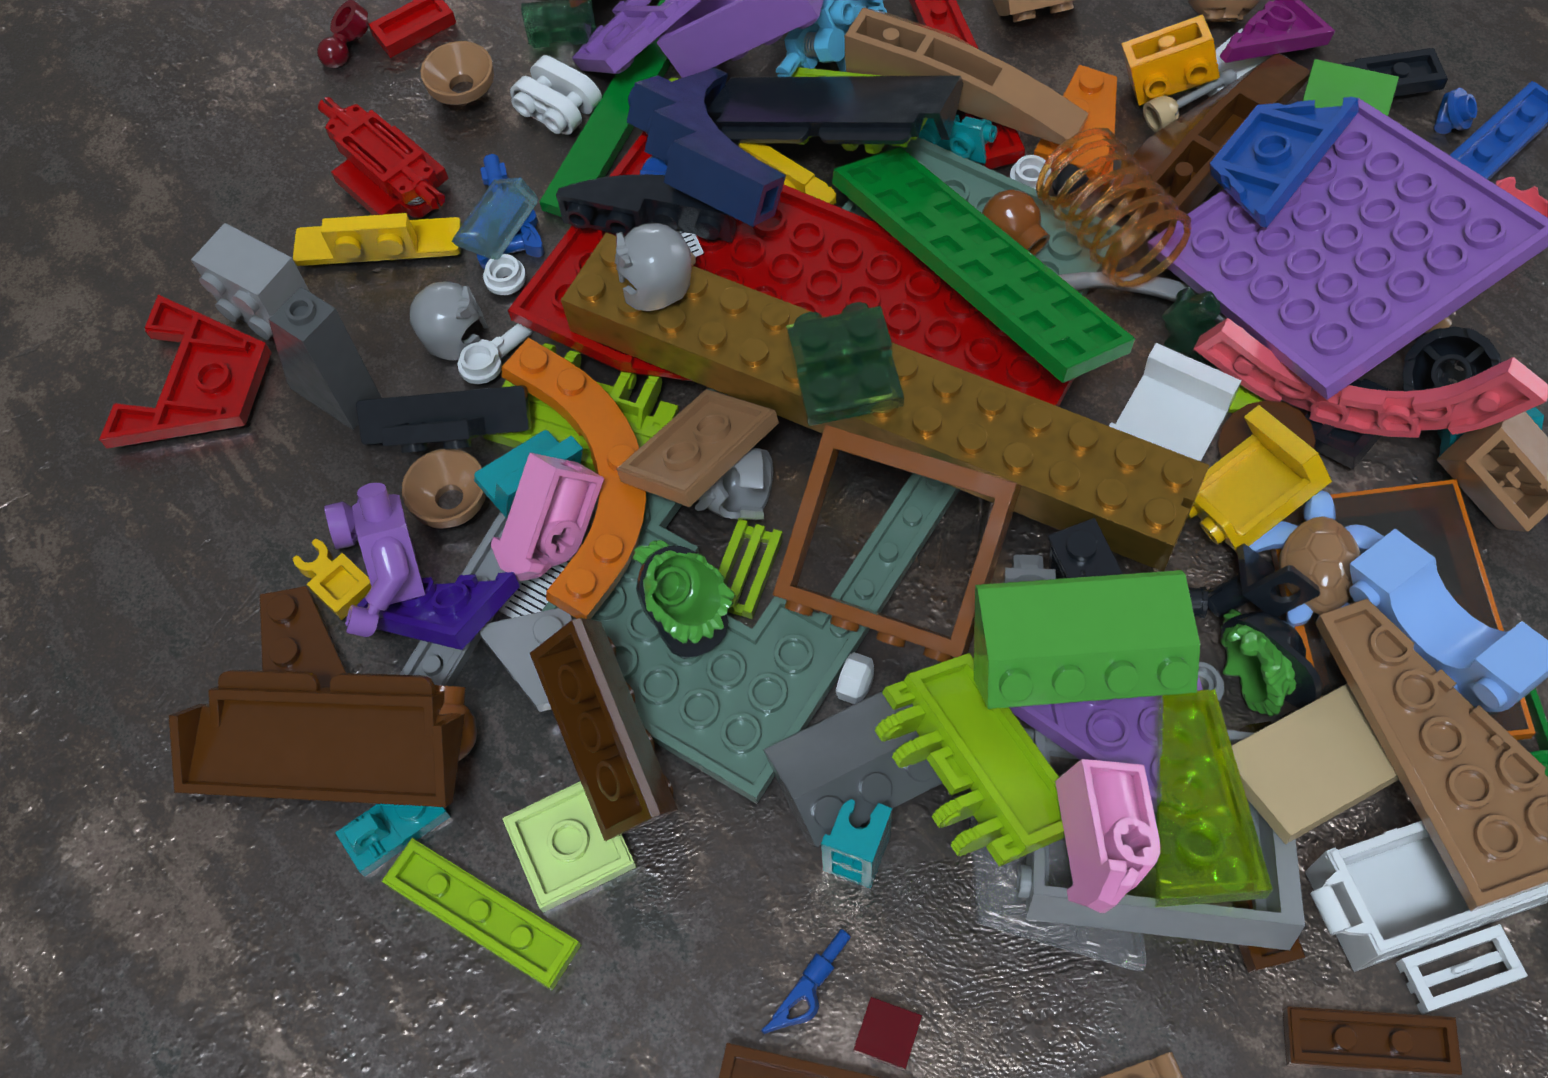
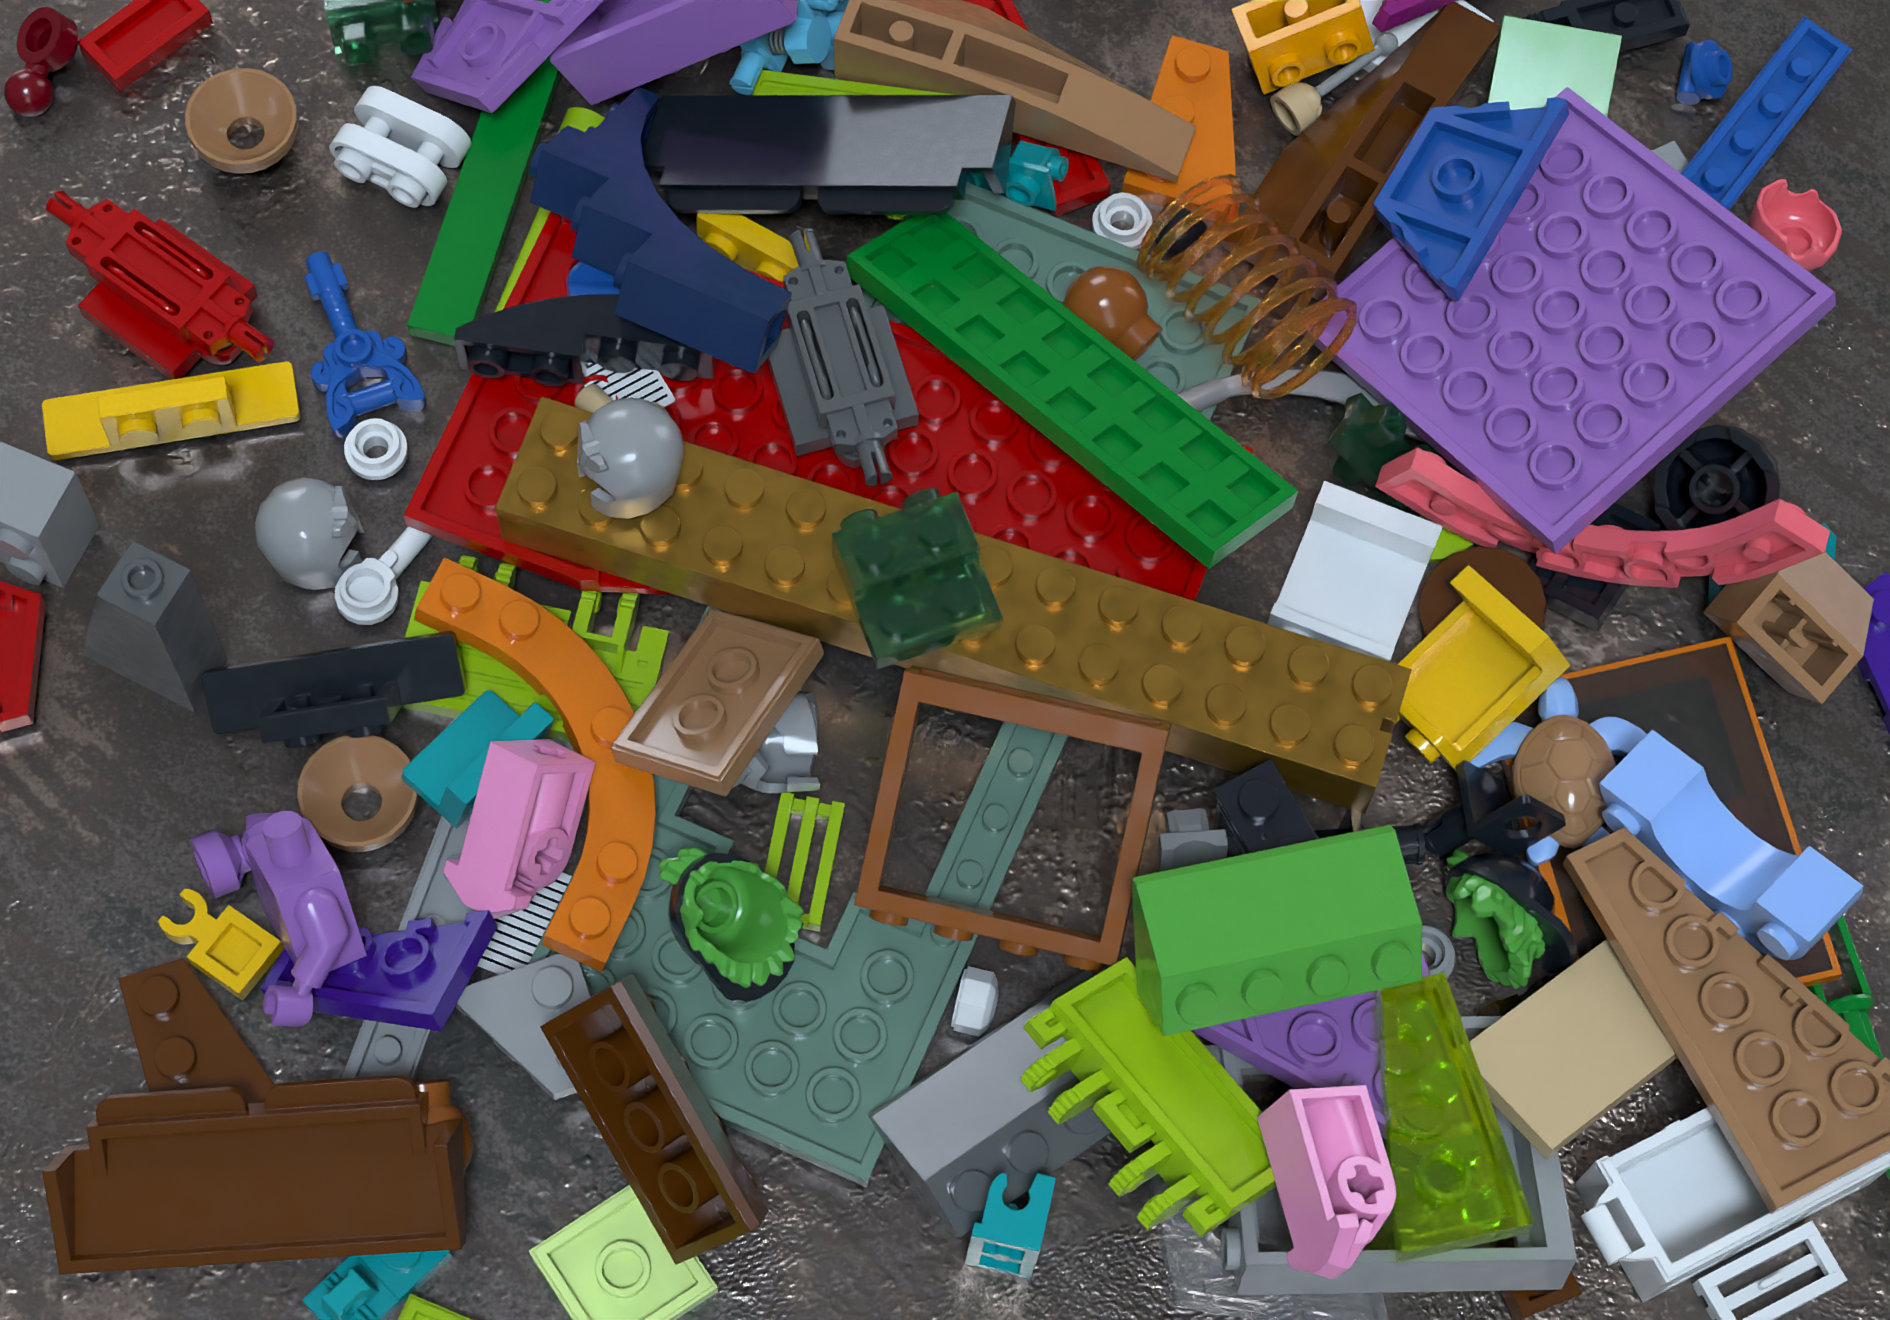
camera: 20 degrees left, 5 degrees up
(496, 218) = (351, 363): clear light blue slope -> none
(816, 234) = (838, 366): none -> dark grey piece

